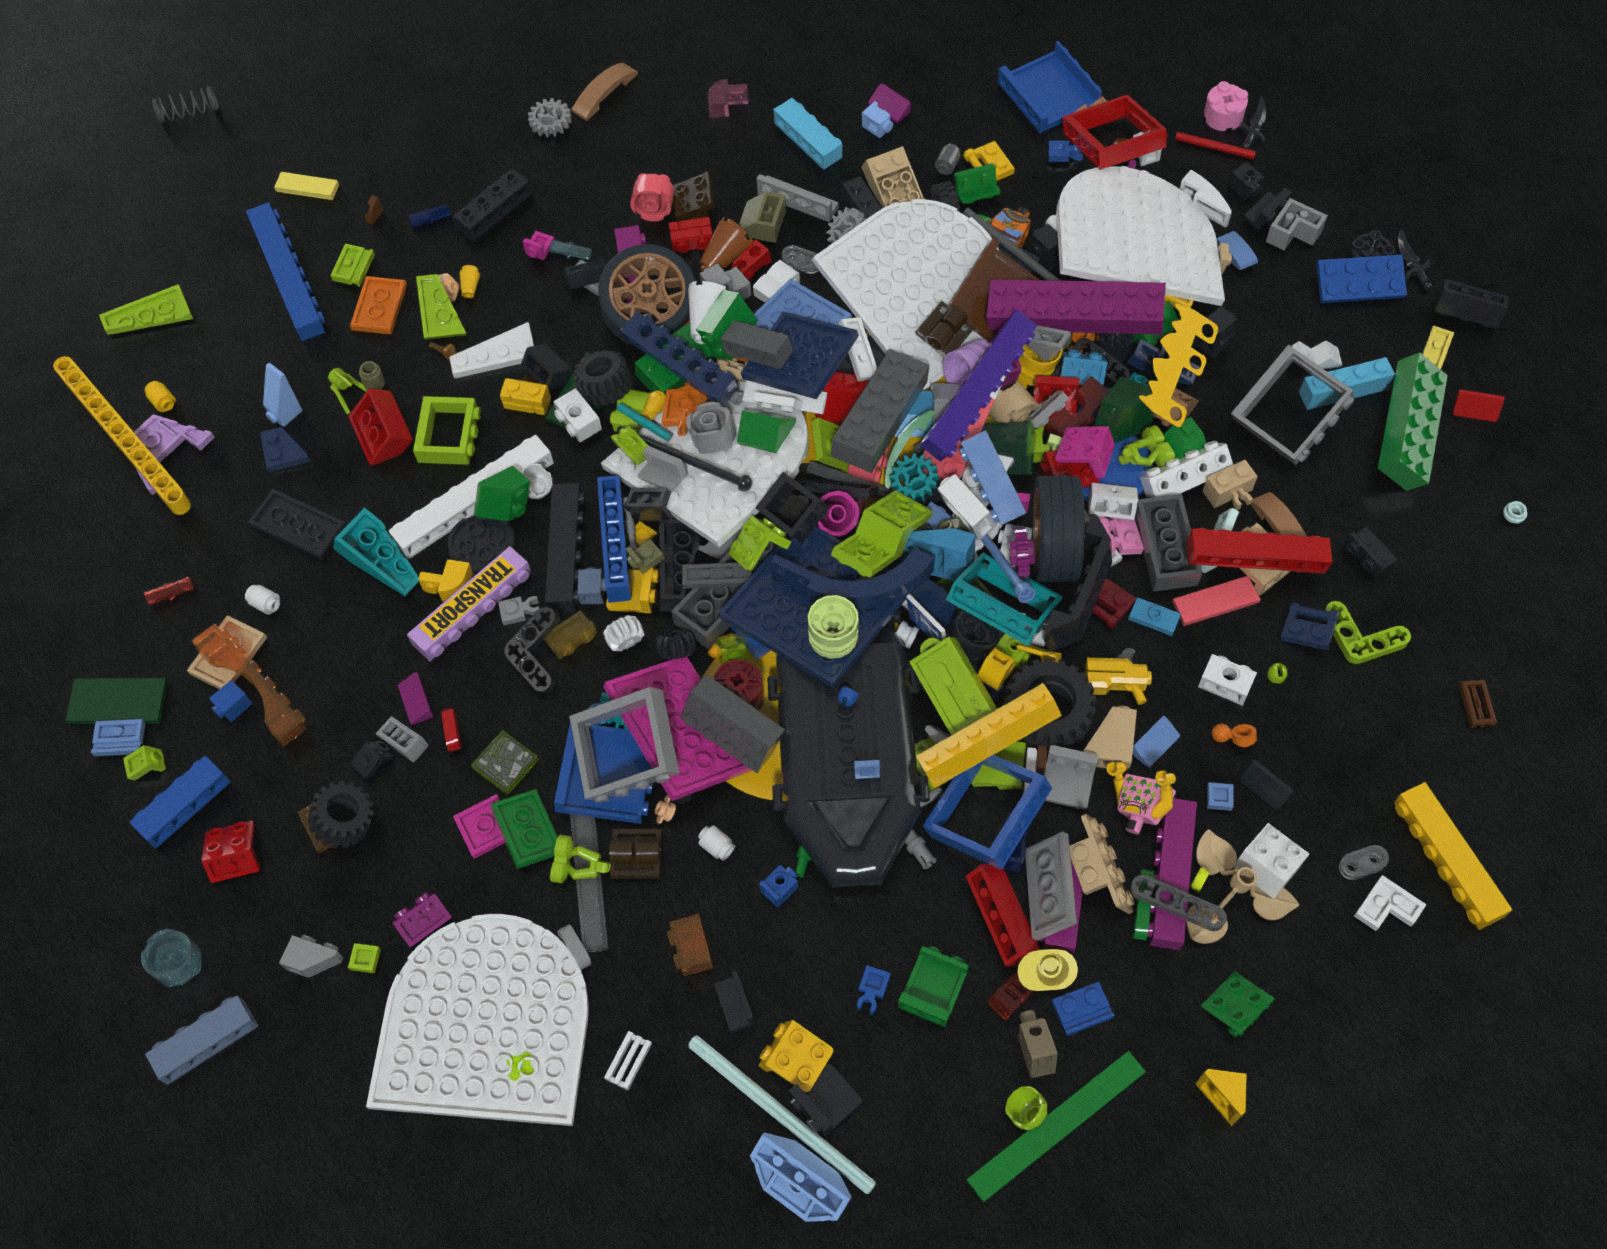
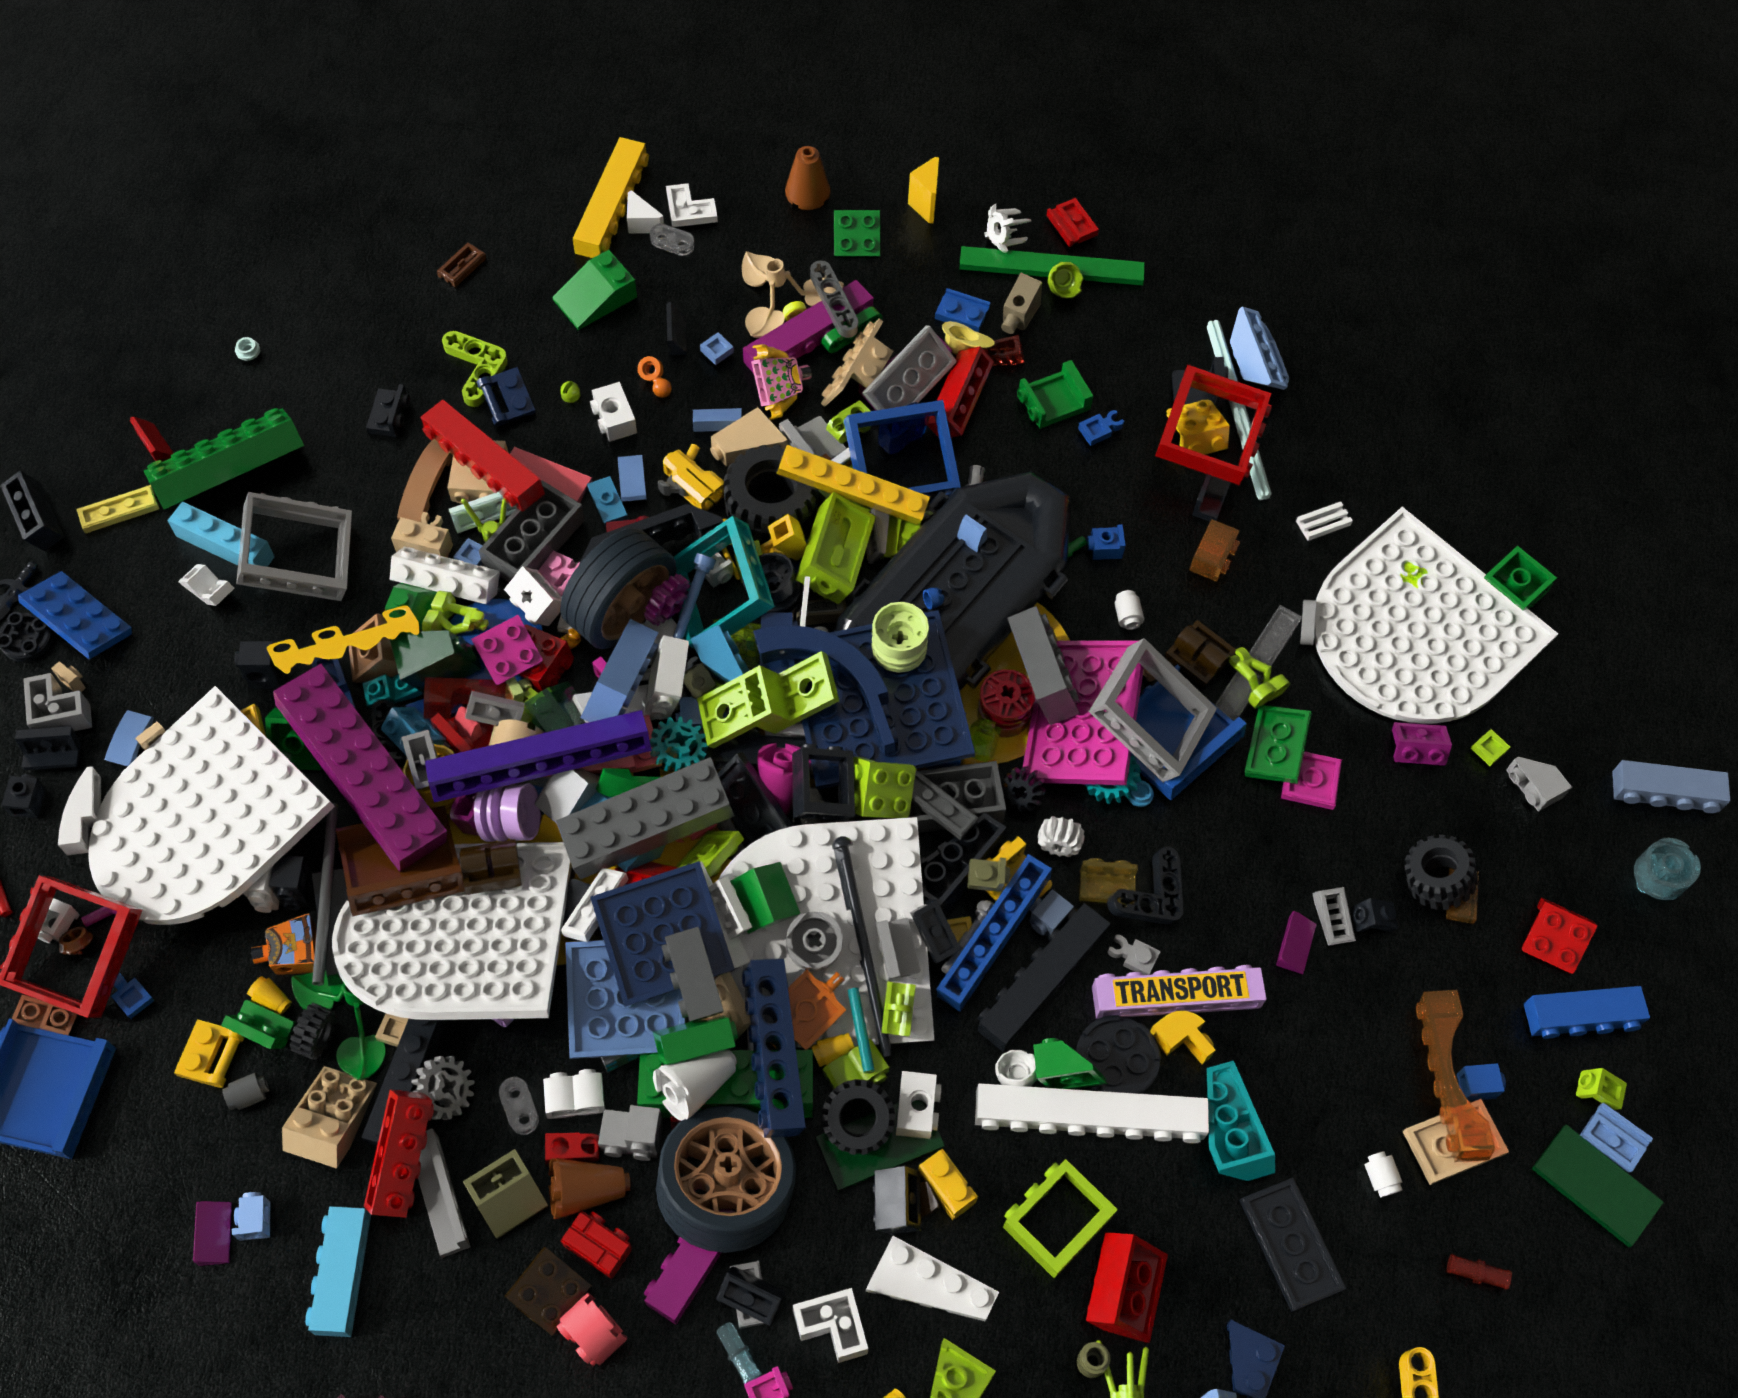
camera: 145 degrees left, 0 degrees up
(426, 1123) = (1521, 579): none -> green slope
(448, 351) = (980, 1330): clear orange hand -> none
(451, 729) = (1283, 882): red beam -> none
(504, 762) = (1254, 819): tile -> none
(529, 293) = (833, 1315): none -> white brick
(752, 998) = (1228, 390): none -> red window
(831, 181) = (398, 1153): none -> red brick
(992, 203) = (268, 995): none -> yellow cone
(1056, 813) = (836, 424): none -> lime leg
(1082, 1189) = (1072, 222): none -> red plate
(1134, 1110) = (1001, 237): none -> white piece
(1158, 643) = (631, 478): none -> medium blue slope
(1193, 504) = (469, 553): none -> medium blue plate
(1200, 523) = (489, 527): none -> lime plant
(1272, 859) = (736, 279): white brick -> none
(1313, 248) = (69, 676): none -> tan plate
(1326, 1016) = (807, 180): none -> dark orange cone
(1359, 766) = (596, 290): none -> slope
(1412, 860) = (641, 215): none -> white slope

